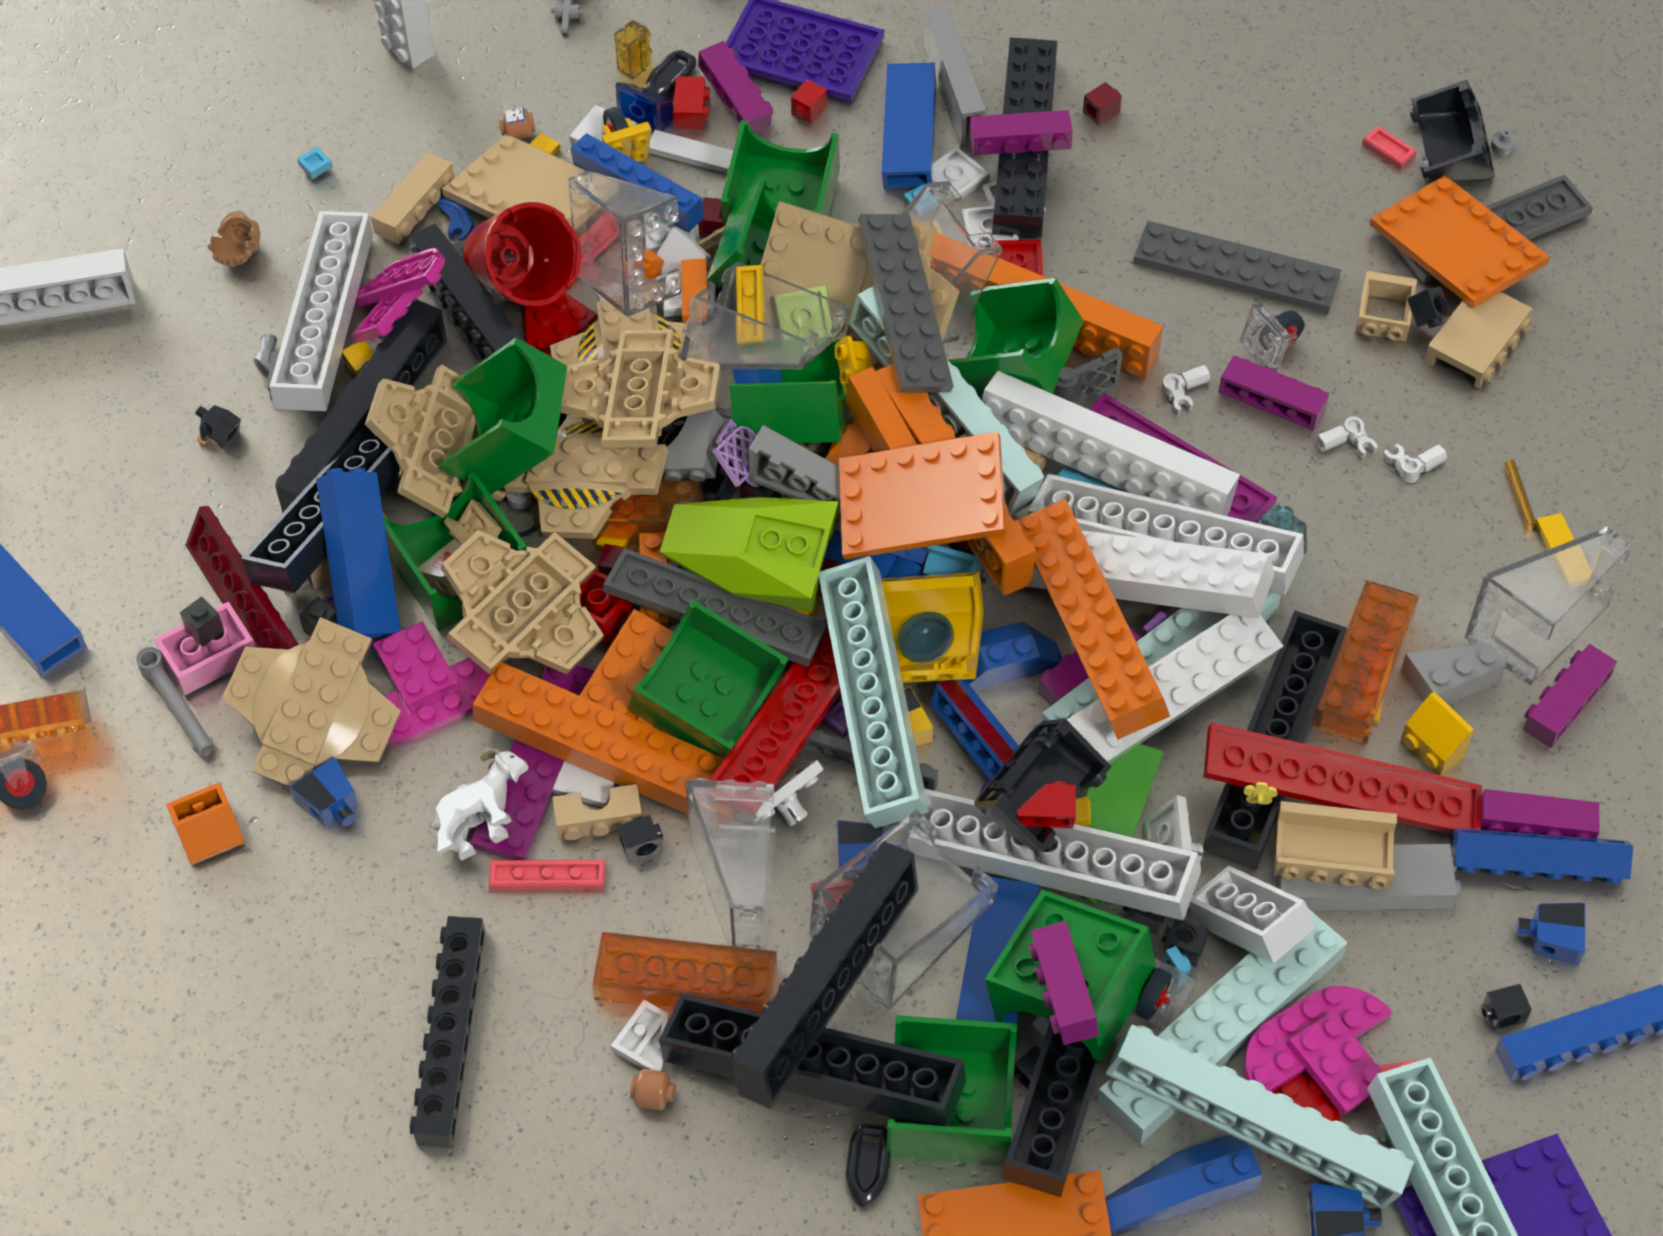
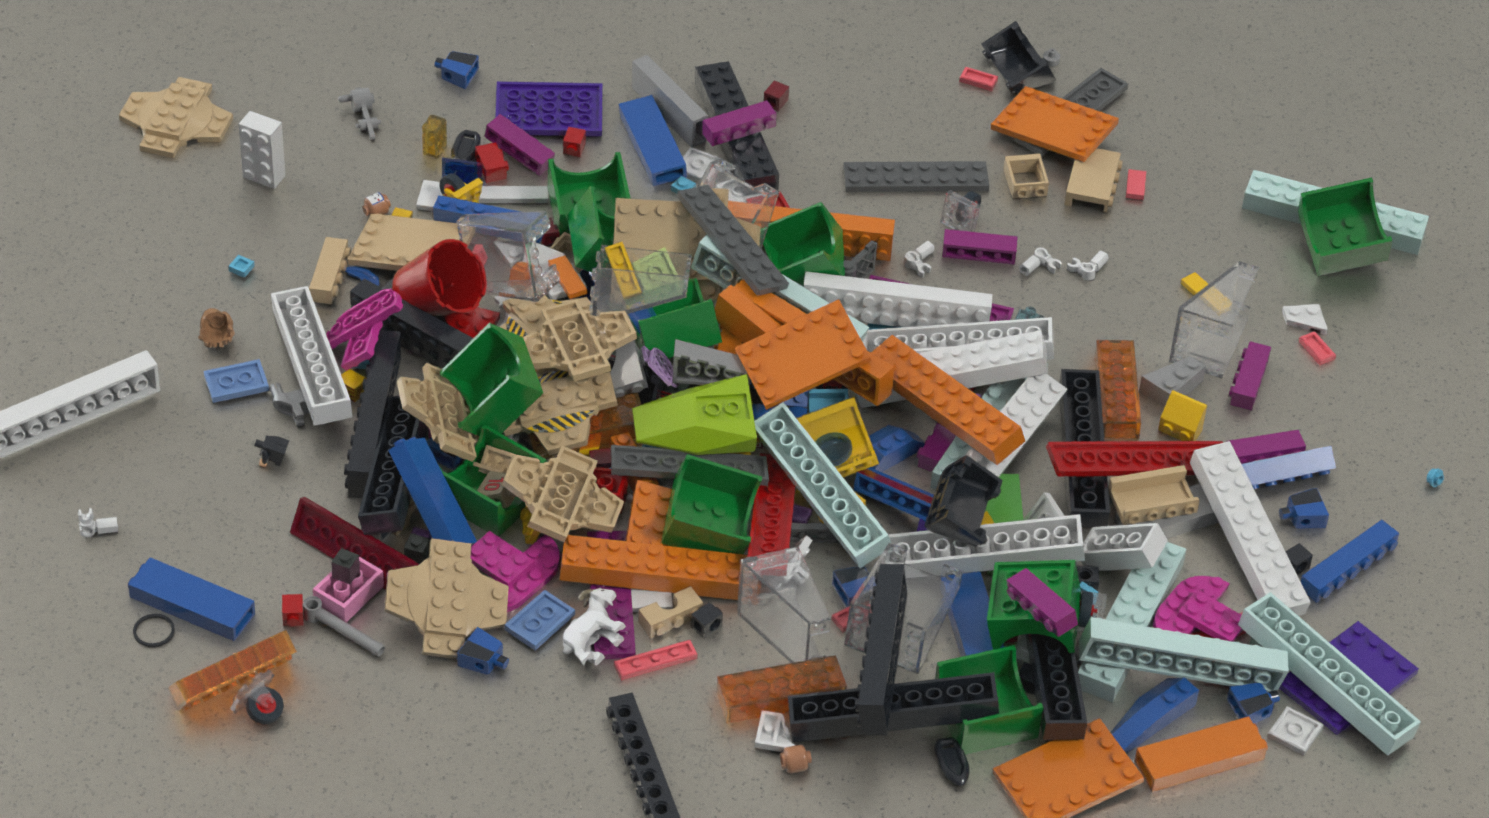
camera: 25 degrees left, 10 degrees down
(122, 657) = (292, 610): none -> red brick
(205, 823) = (409, 692): orange slope -> none
(226, 317) = (236, 381): none -> medium blue plate
(425, 769) = (539, 620): none -> medium blue plate
(852, 358) = (705, 288): yellow bracket -> none
(1050, 807) = (977, 514): red slope -> none
(1260, 793) = (1095, 477): light yellow plant -> none
(1429, 307) = (1056, 168): black brick -> none
(1451, 944) = (1247, 526): none -> white brick
(1520, 494) = (1159, 263): pearl gold bar -> none
(1537, 358) = (1136, 184): none -> coral tile

